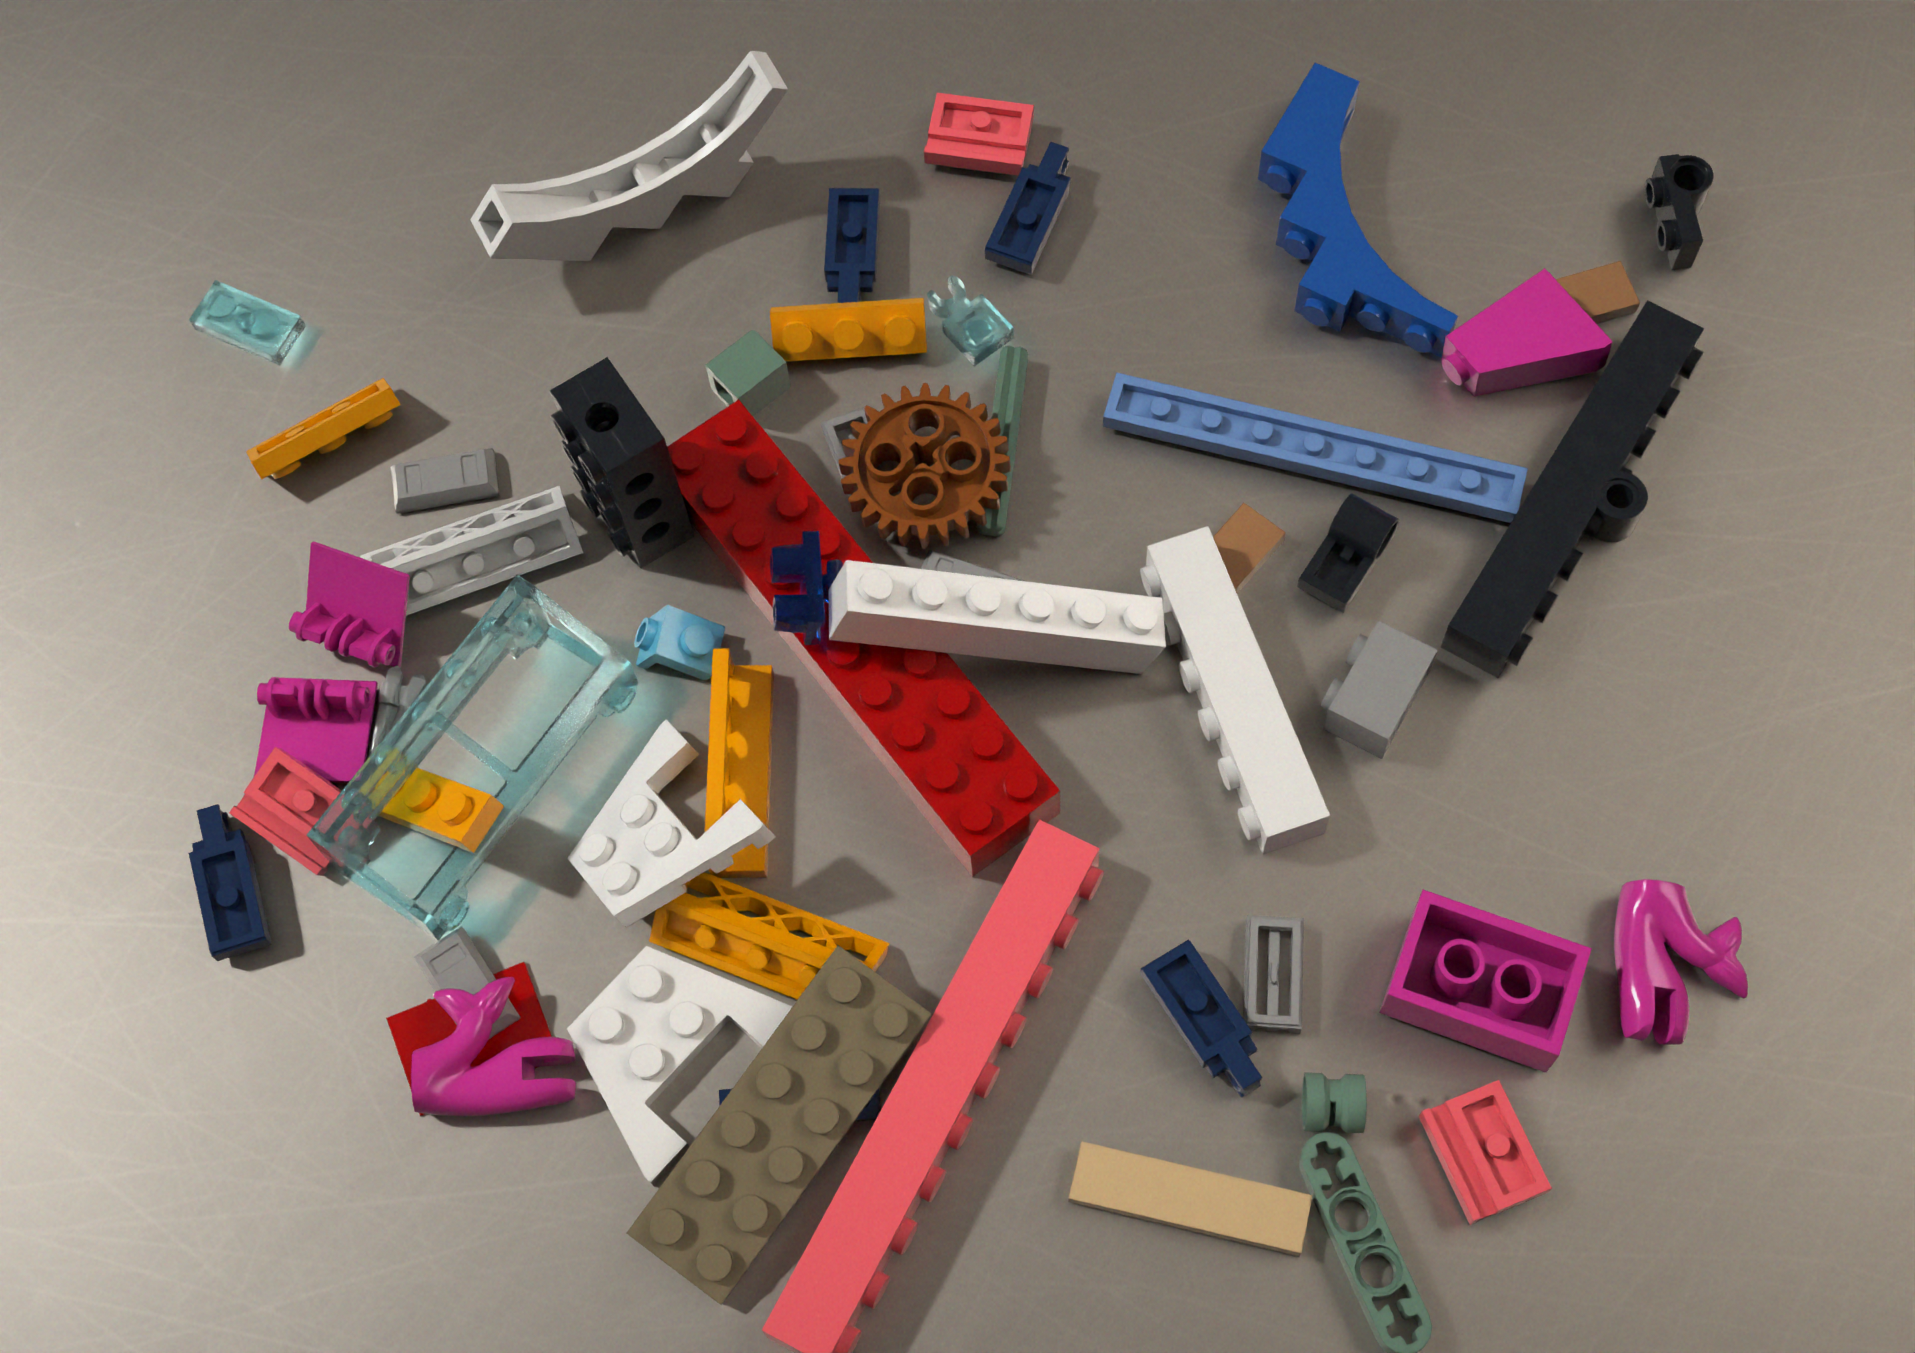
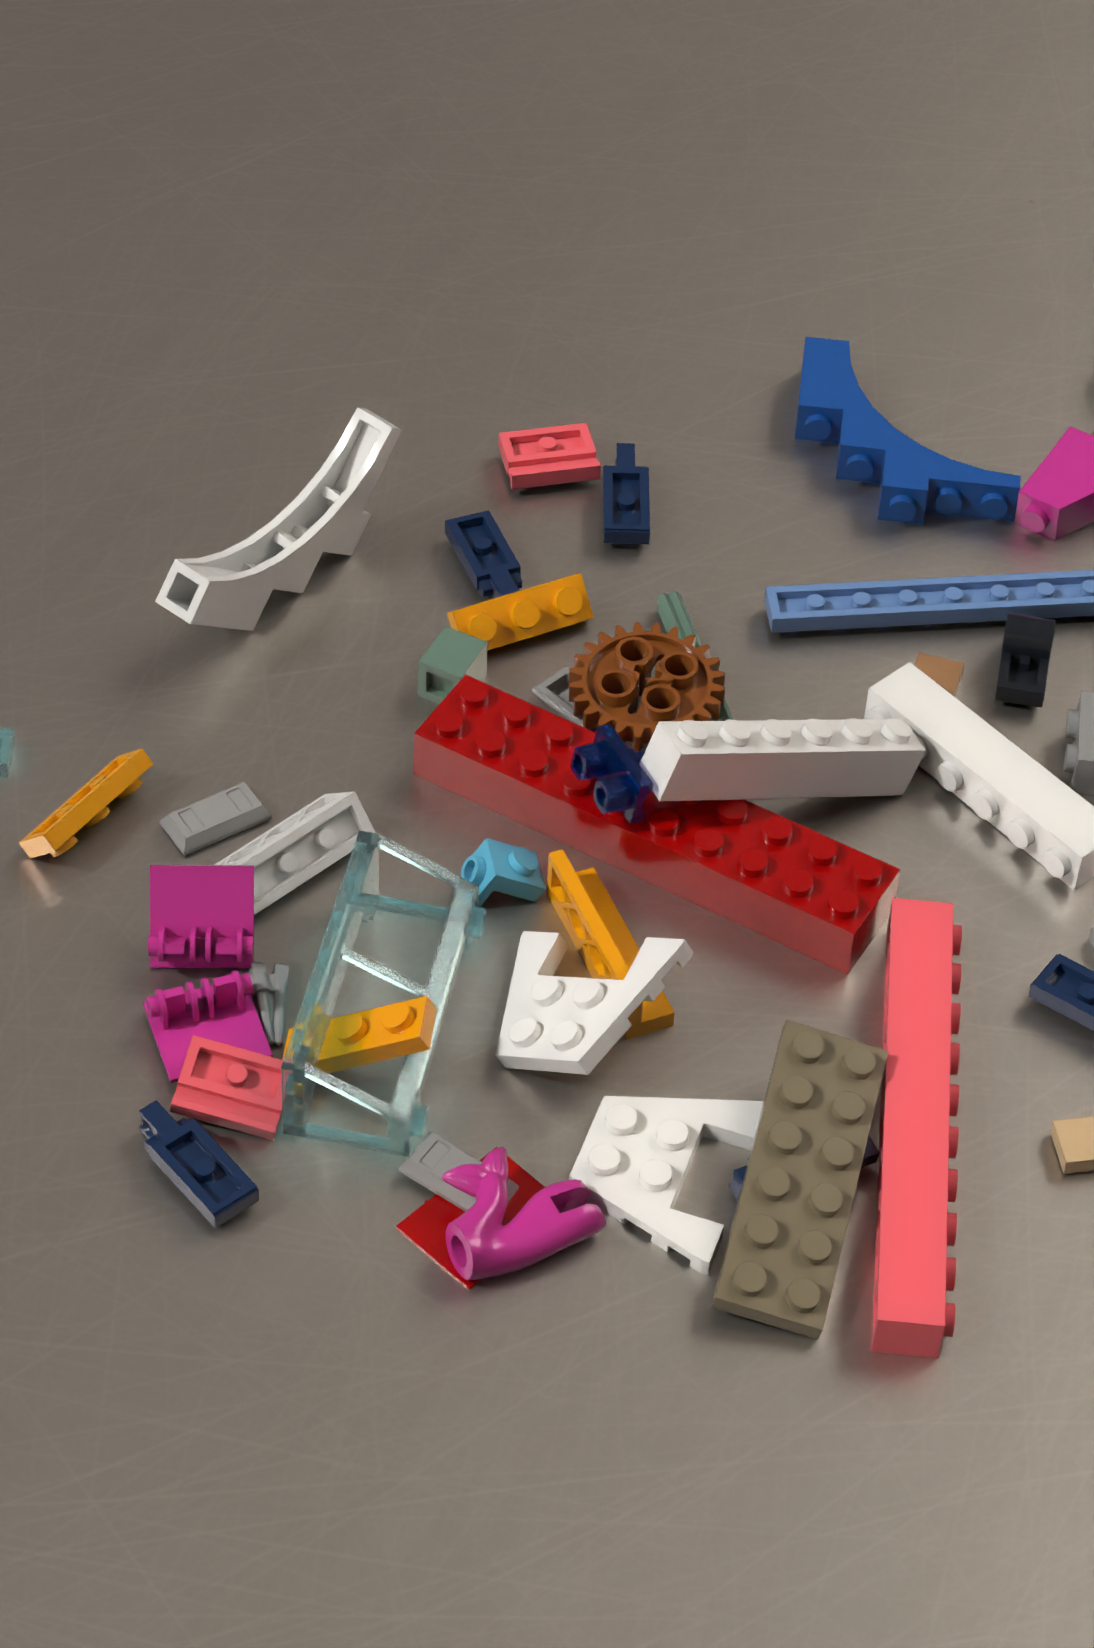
camera: 30 degrees left, 20 degrees down
(621, 463) = (408, 728): black brick -> none
(756, 946) = (689, 1065): light orange fence -> none
(970, 325) = (620, 588): clear light blue plate -> none

